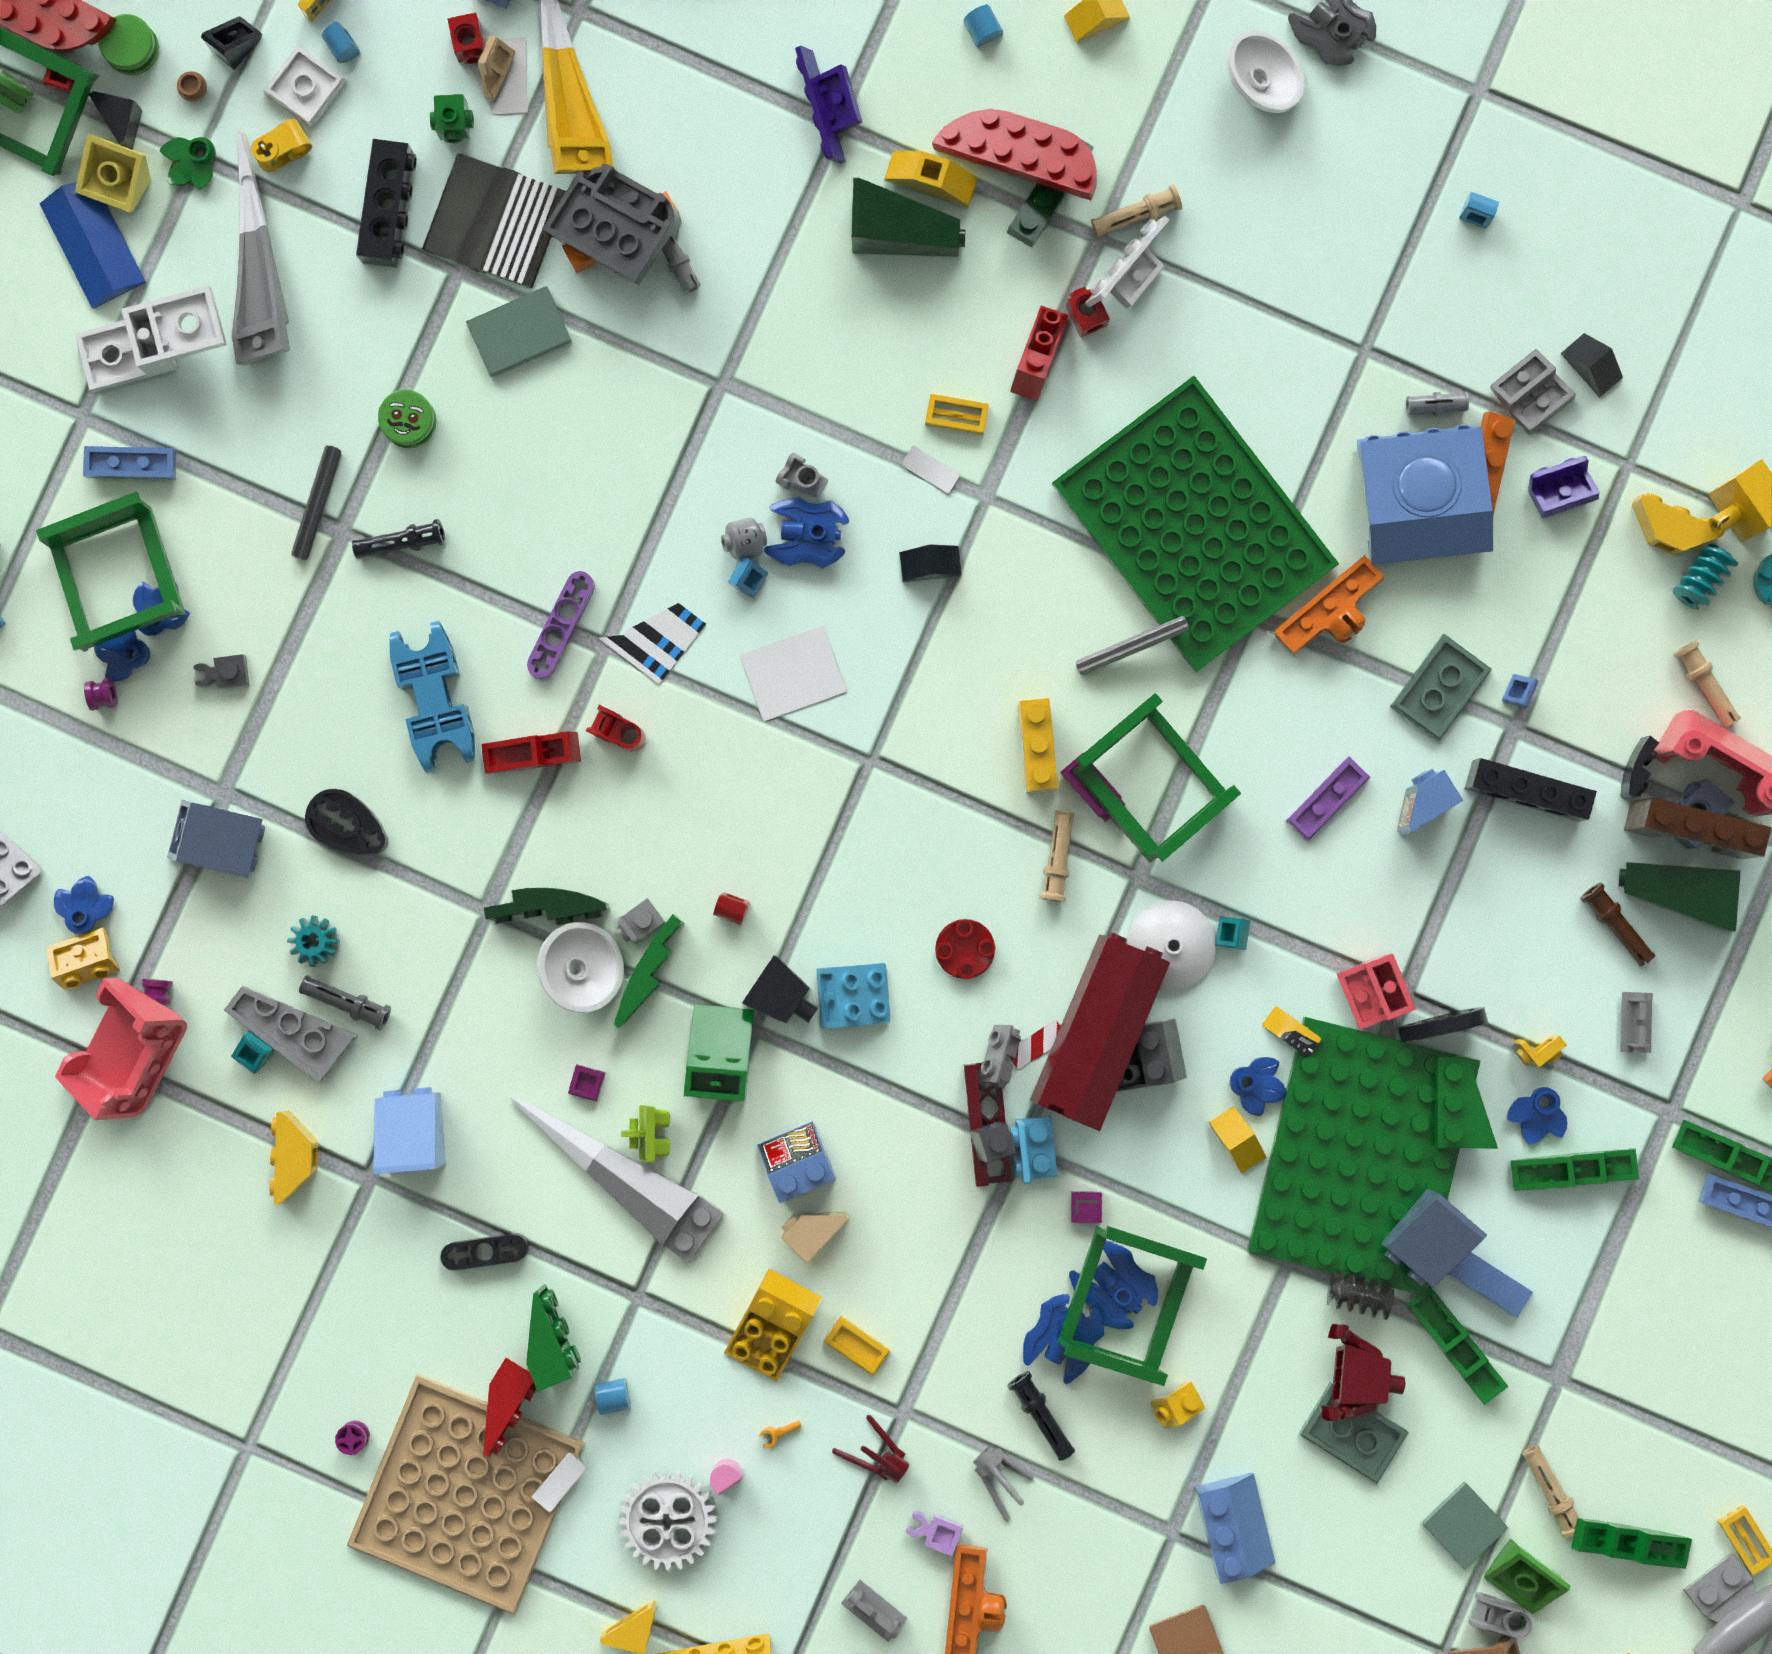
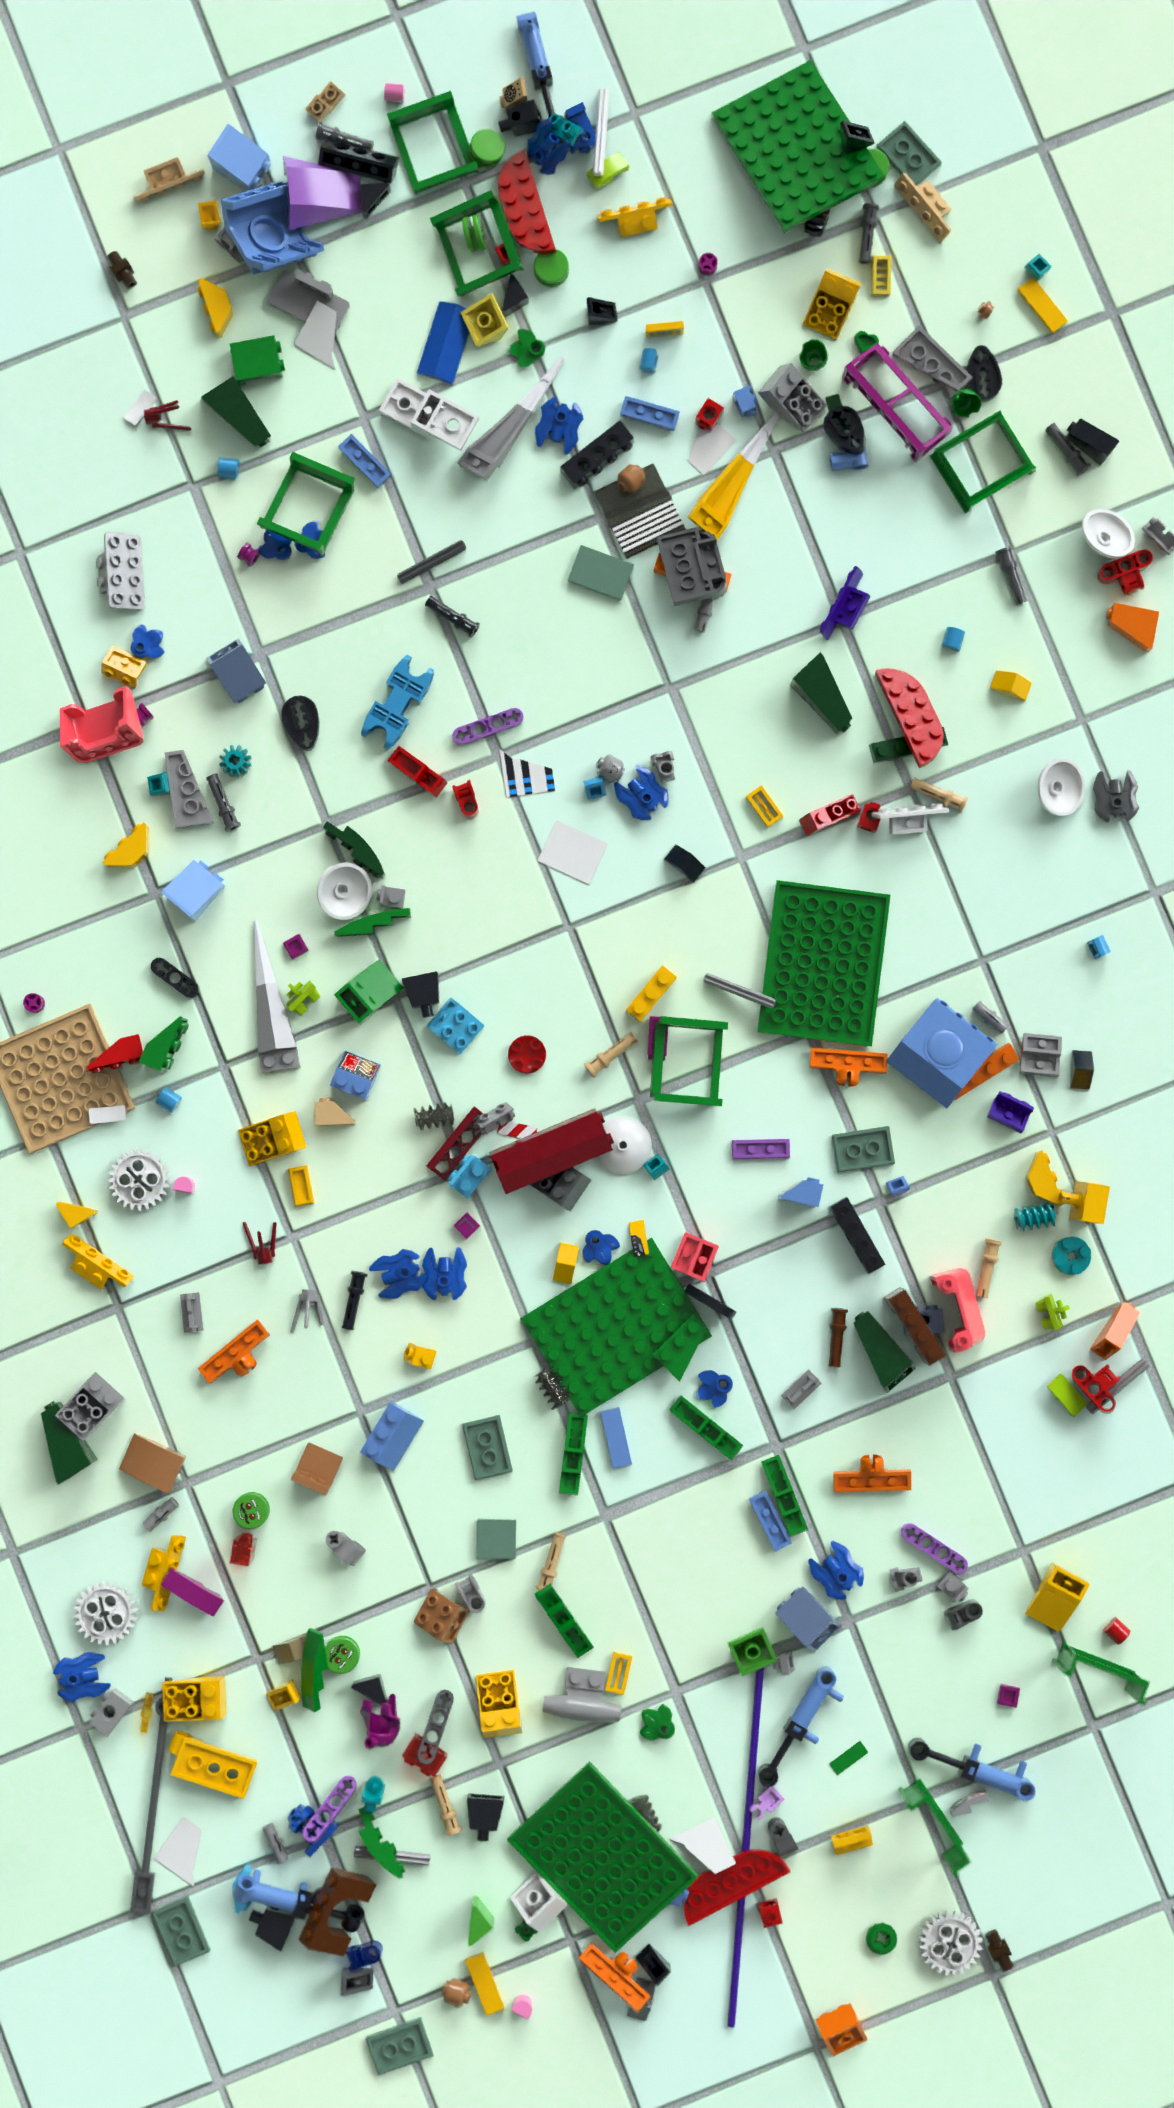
camera: 45 degrees right, 0 degrees up
(191, 86) = (561, 314): medium nougat plate -> none
(227, 672) = (315, 600): dark grey plate -> none
(284, 143) = (577, 382): yellow piece -> none
(304, 86) = (613, 364): white tile -> none
(308, 206) = (560, 422): none -> blue piece
(398, 101) = (649, 413): none -> medium blue plate
(407, 418) = (510, 563): bright green head -> none
(450, 192) = (631, 478): none -> medium nougat head
(451, 118) = (665, 445): green brick -> none
(494, 65) = (708, 439): tan tile -> none
(731, 908) = (438, 931): red brick -> none
(779, 1432) = (228, 1190): light orange hand -> none
(930, 469) = (727, 820): white sticker -> none
(930, 1120) = (434, 1116): none -> clear smoke piece
(931, 176) = (859, 685): yellow slope -> none
(940, 1533) = (255, 1307): lavender plate -> none
(992, 1142) = (452, 1152): dark grey brick -> none
(1149, 1368) = (423, 1326): green piece -> none
(1360, 1377) = (514, 1424): dark red torso -> none
(1432, 1239) = (607, 1392): sand blue slope -> none
(1525, 1578) = (500, 1589): bright green slope -> none
(1547, 1051) = (745, 1361): yellow bracket -> none
(1635, 776) = (912, 1276): black slope -> none

